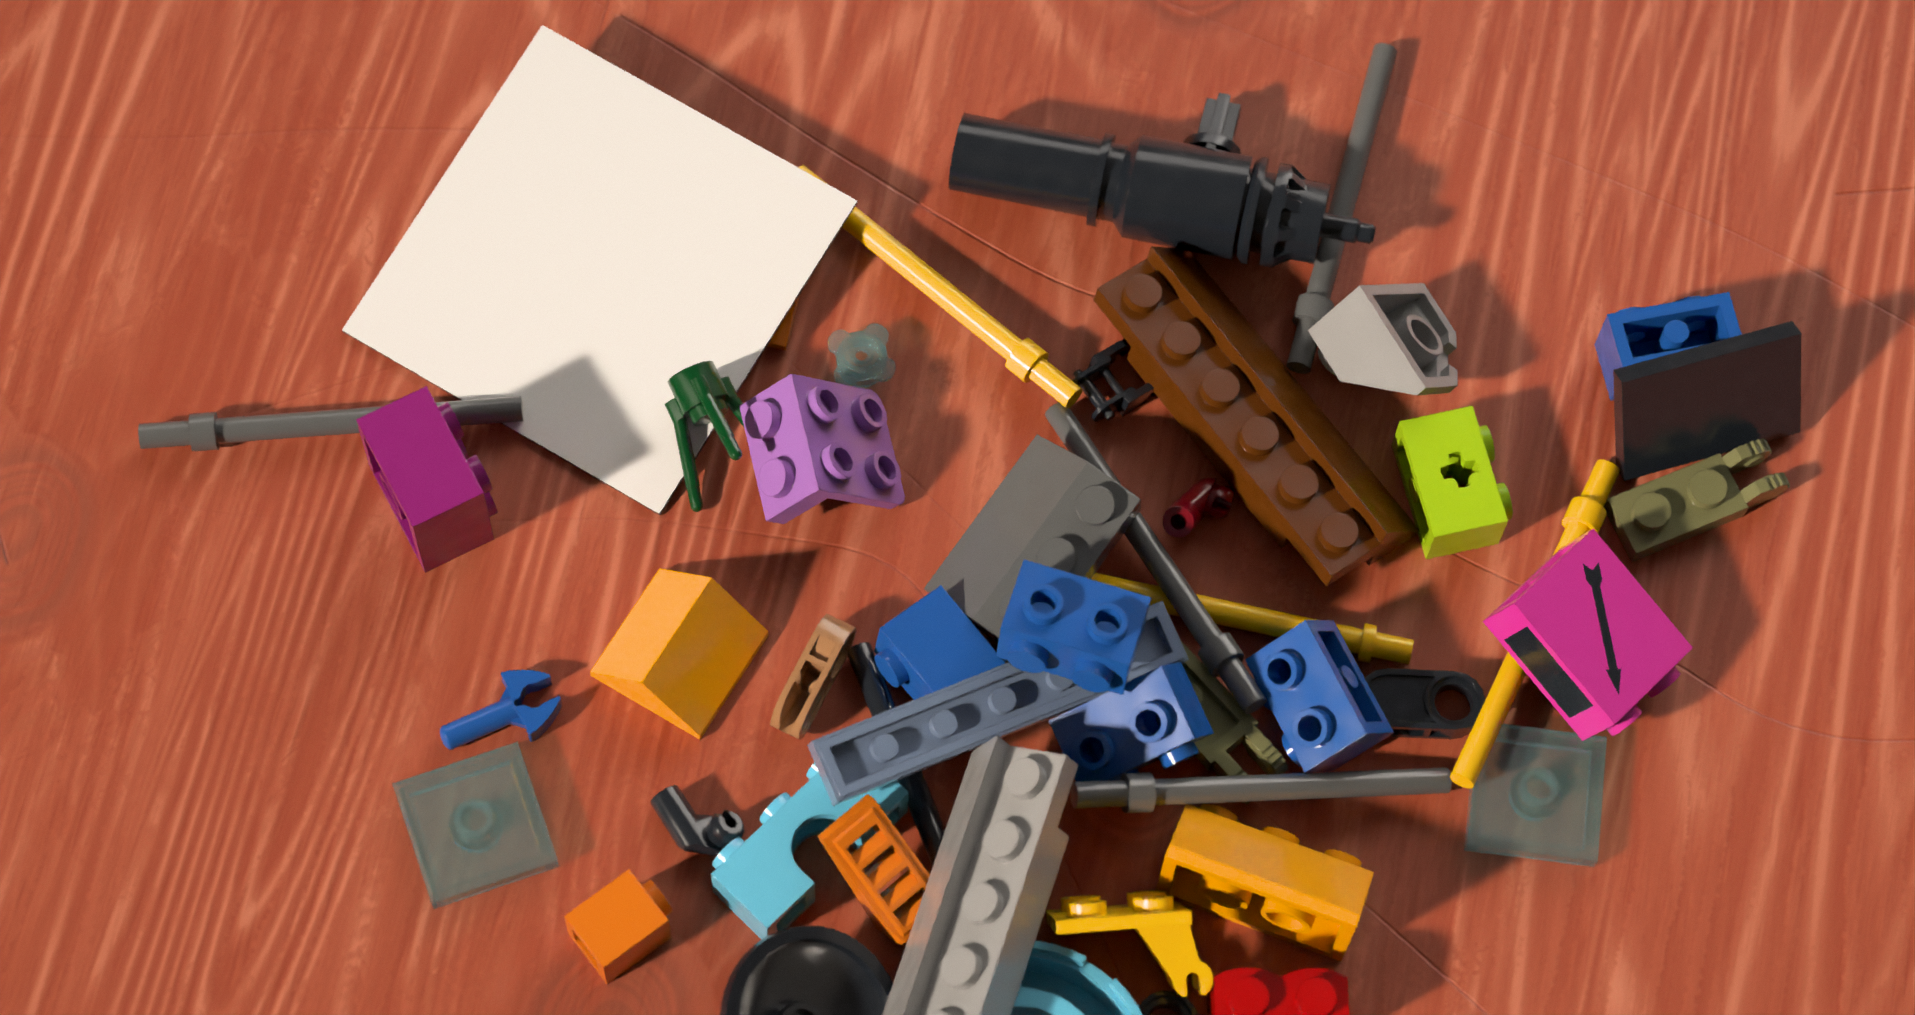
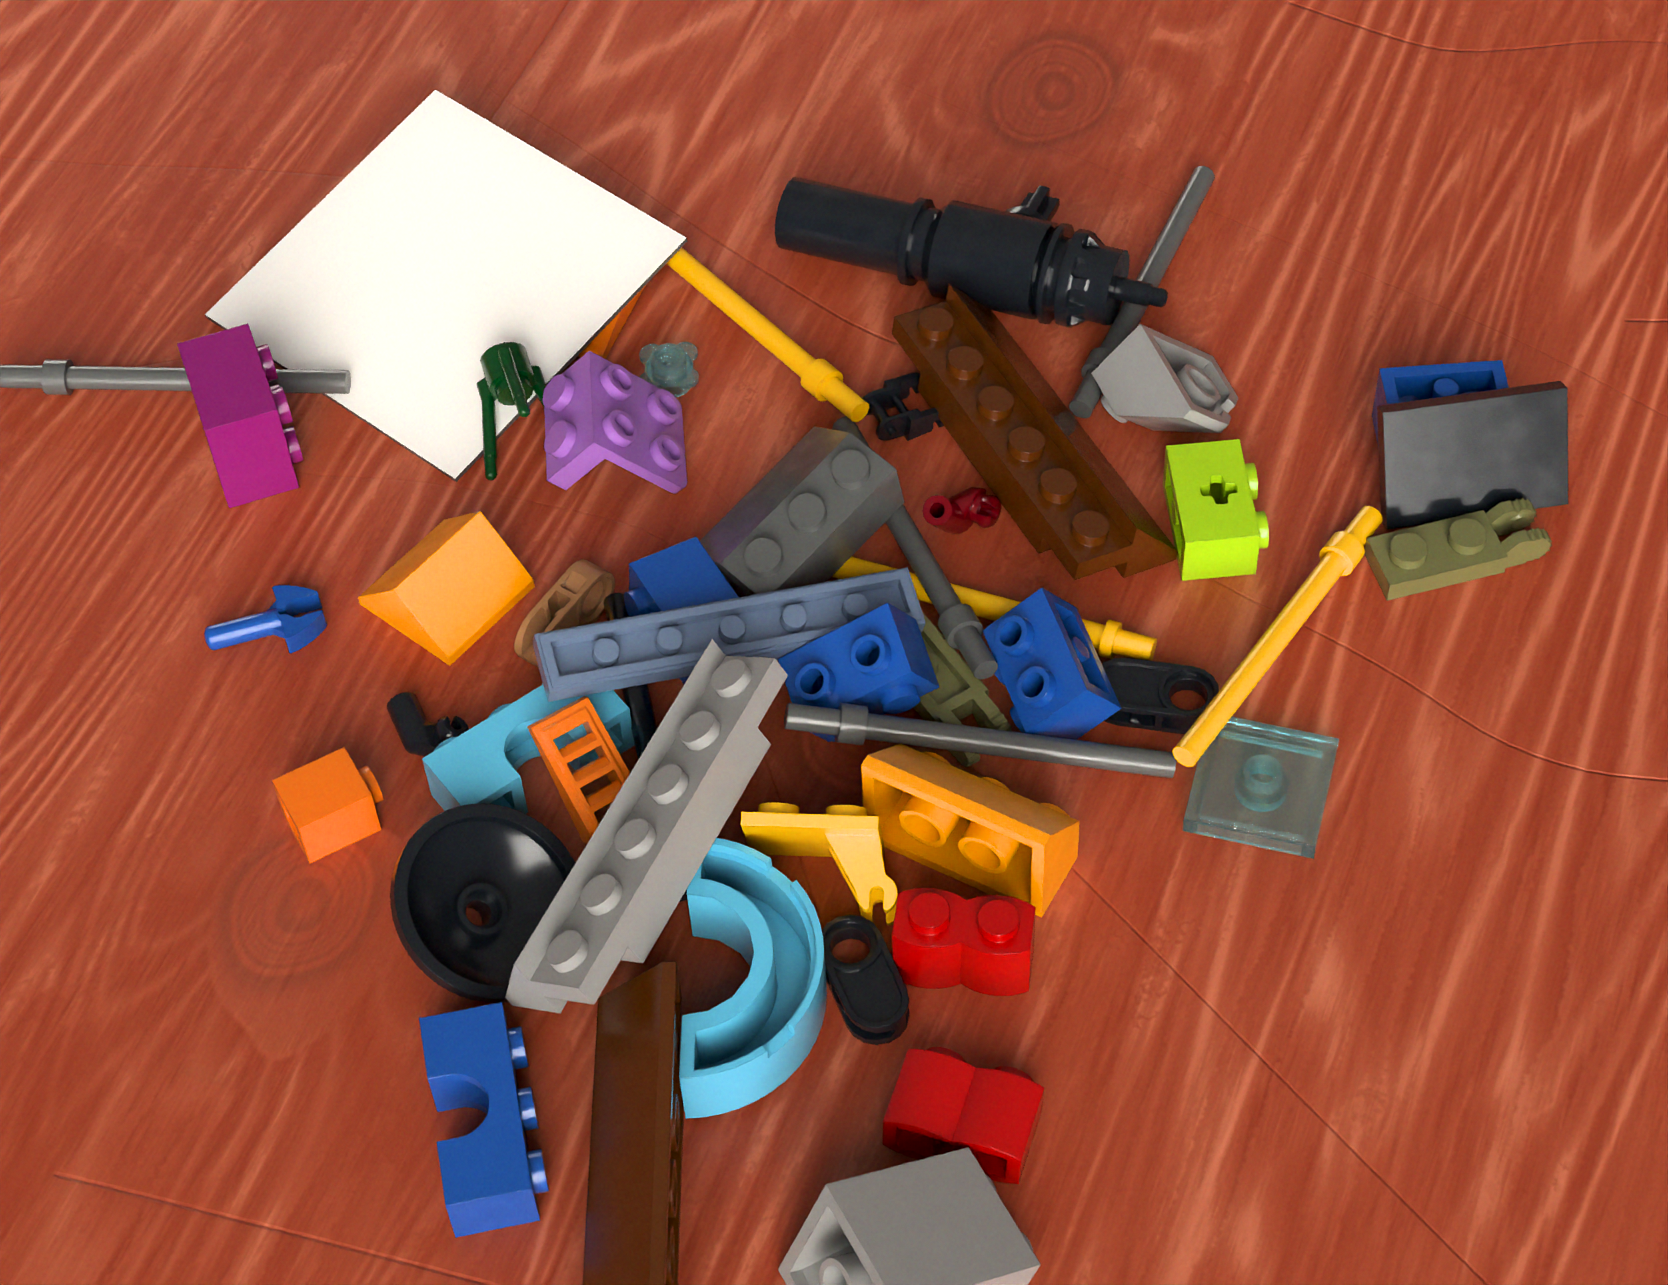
camera: 15 degrees right, 15 degrees down
(475, 825) = (217, 712): clear light blue plate -> none
(1072, 628) = (806, 559): blue brick -> none
(1589, 637) = (1328, 639): dark pink brick -> none

